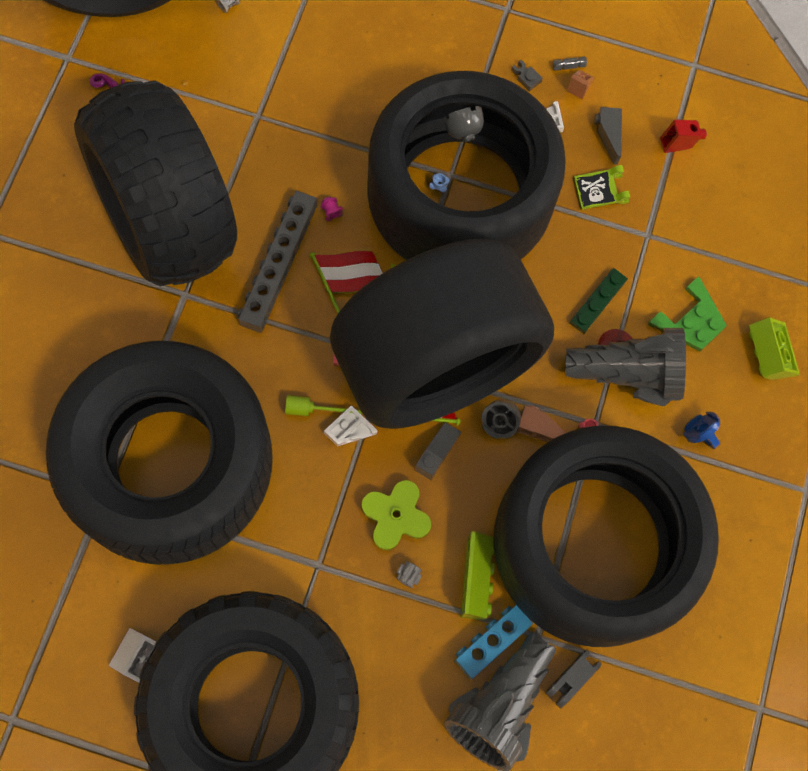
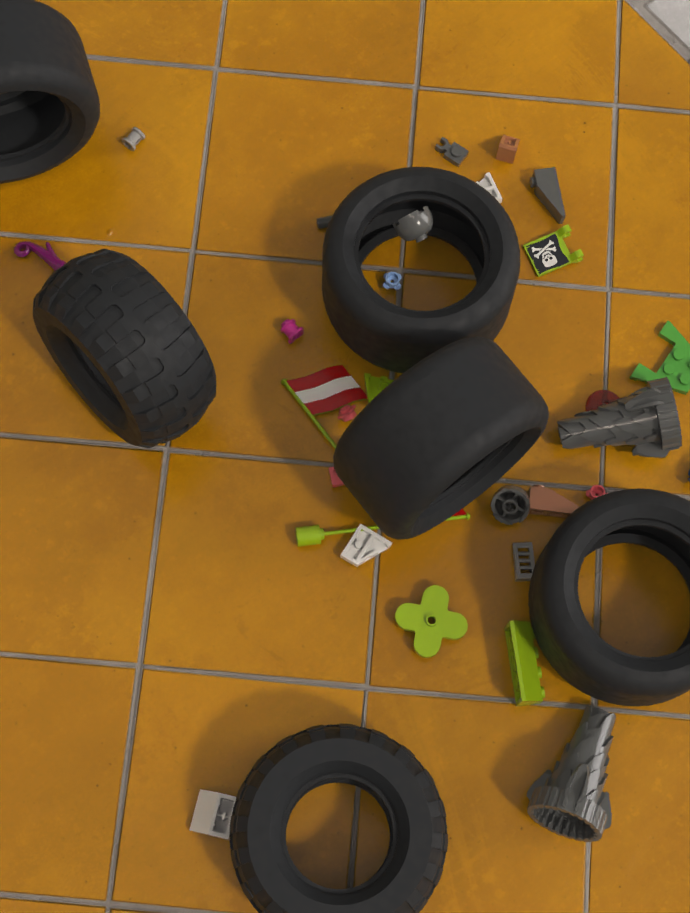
camera: 10 degrees left, 0 degrees up
(116, 396) = (180, 539): black tyre -> none
(257, 320) = (265, 332): dark grey brick -> none
(409, 574) = (457, 676): light grey gear -> none
(437, 451) = (455, 550): dark grey slope -> none
(496, 491) = (523, 576): none -> light grey slope
(519, 623) = (574, 699): dark azure brick -> none
(570, 63) = (491, 130): dark grey axle -> none
(573, 678) = (638, 740): dark grey piece -> none
(598, 300) = (576, 365): dark green plate -> none
(682, 135) = (620, 181): red torso -> none

